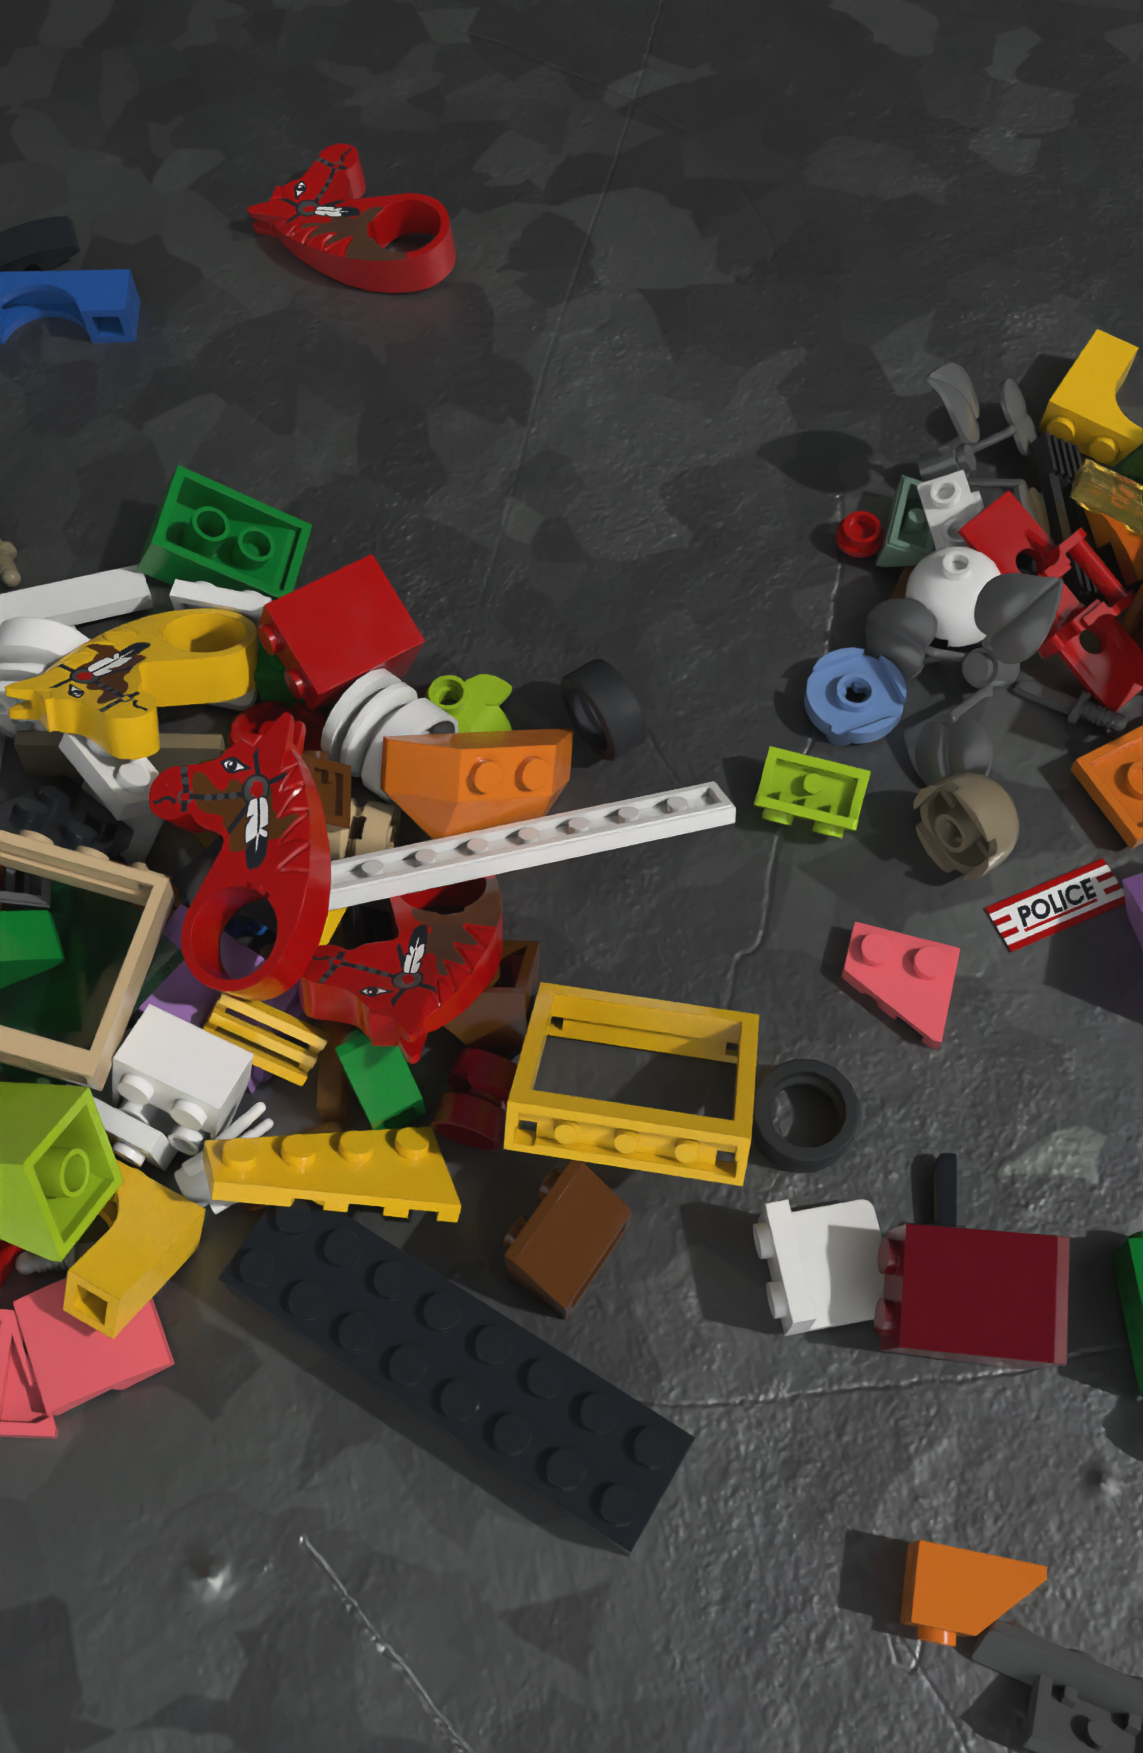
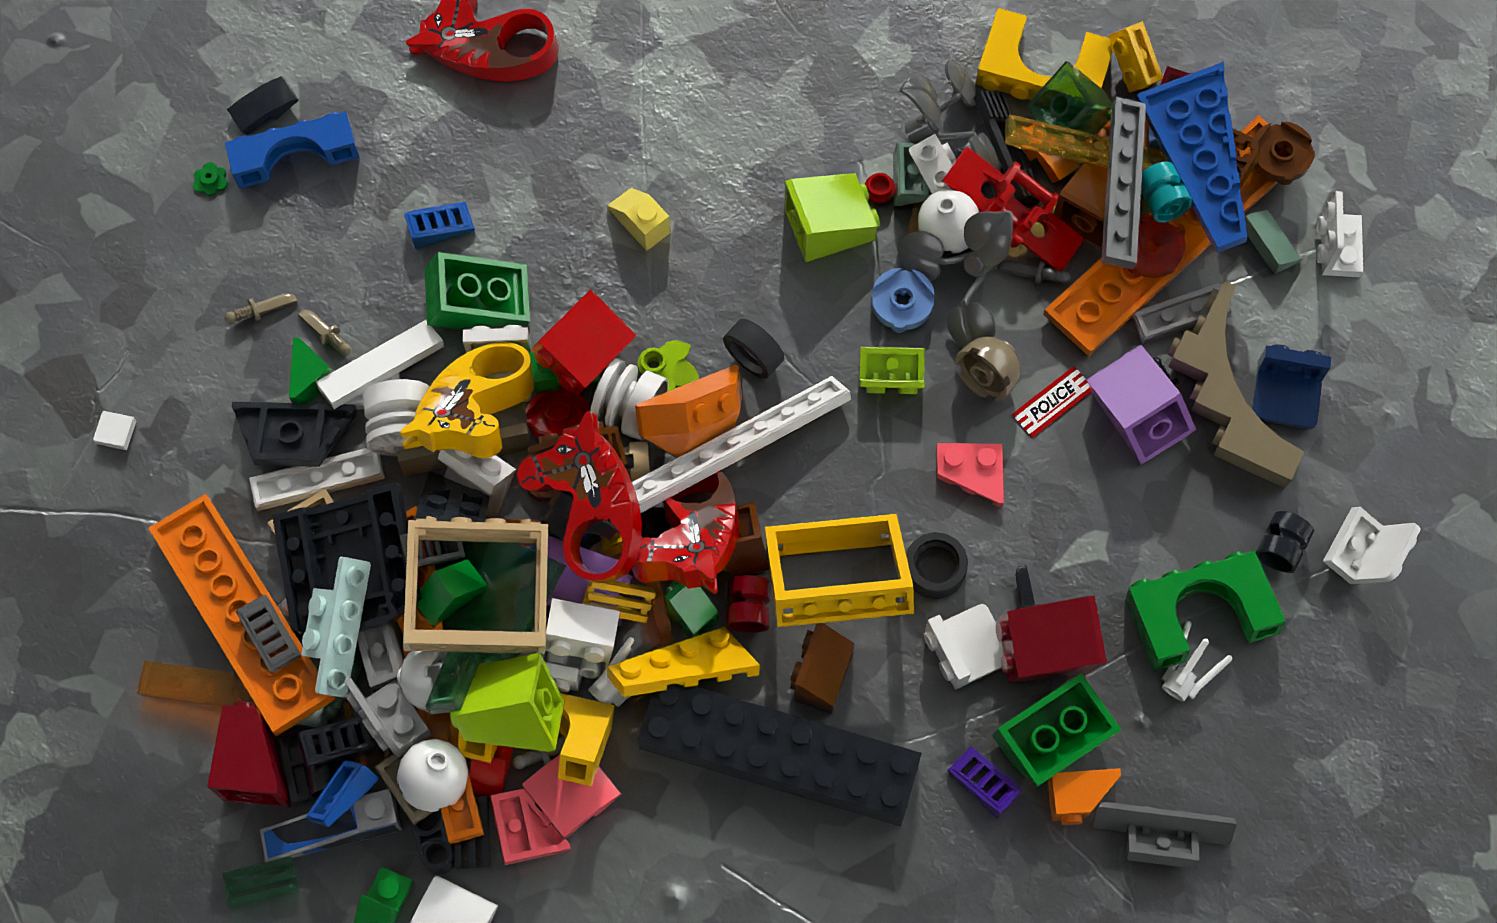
camera: 15 degrees left, 5 degrees up
(180, 433) = (427, 215): none -> blue slope
(498, 499) = (641, 217): none -> light yellow slope
(774, 549) = (829, 214): none -> lime slope
(843, 1549) = (984, 798): none -> dark purple slope
(947, 1465) = (1056, 731): none -> green slope

